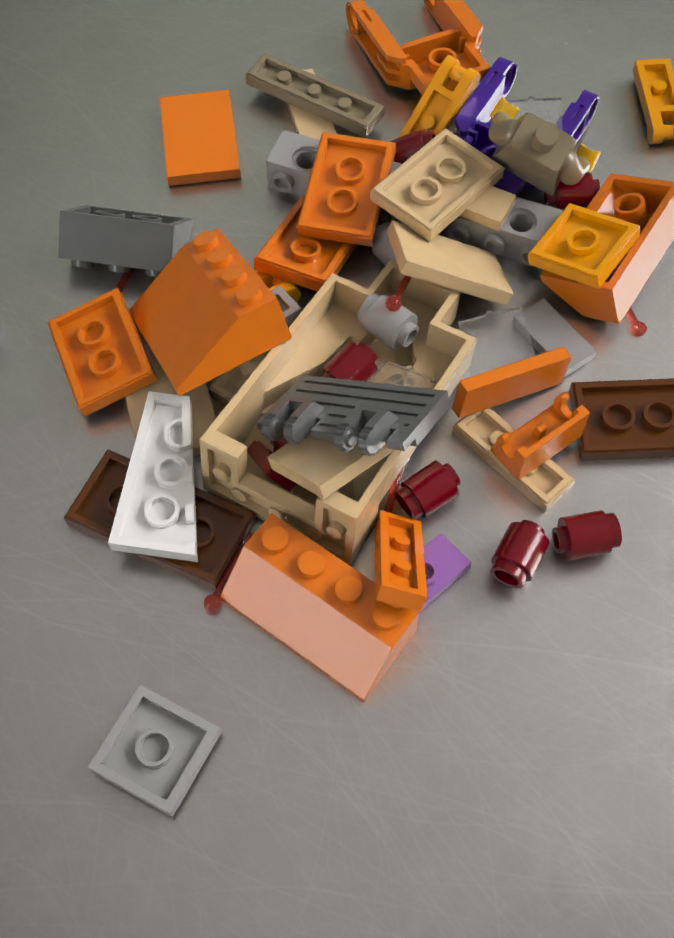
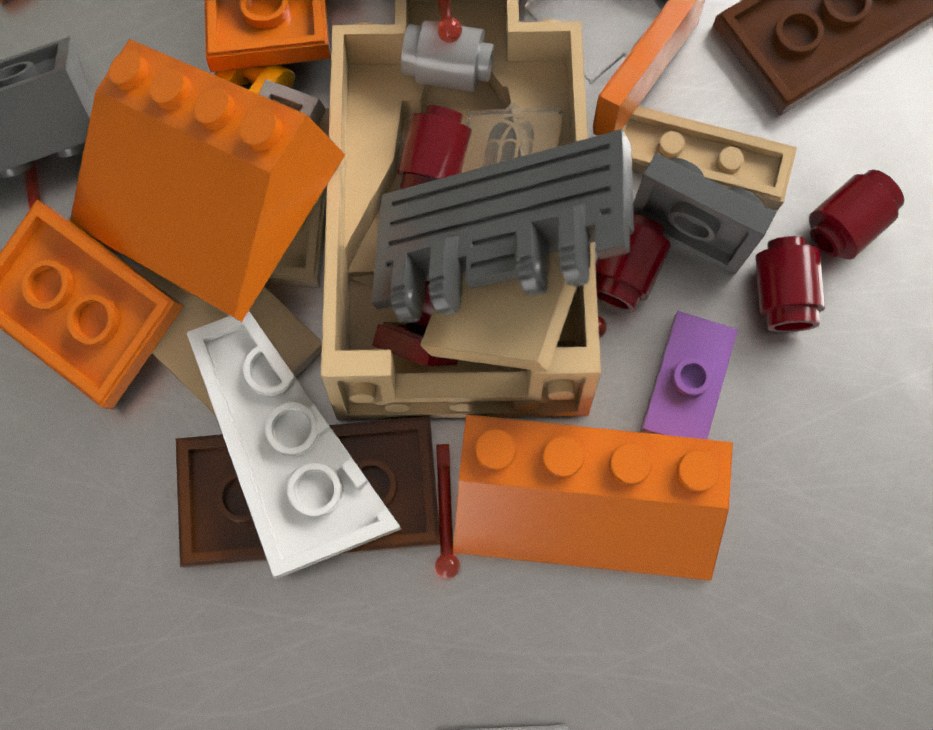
camera: 30 degrees left, 15 degrees up
(399, 561) = (670, 388): orange plate -> none
(483, 480) = (701, 214): none -> dark grey plate
(540, 437) = (731, 112): orange hinge -> none

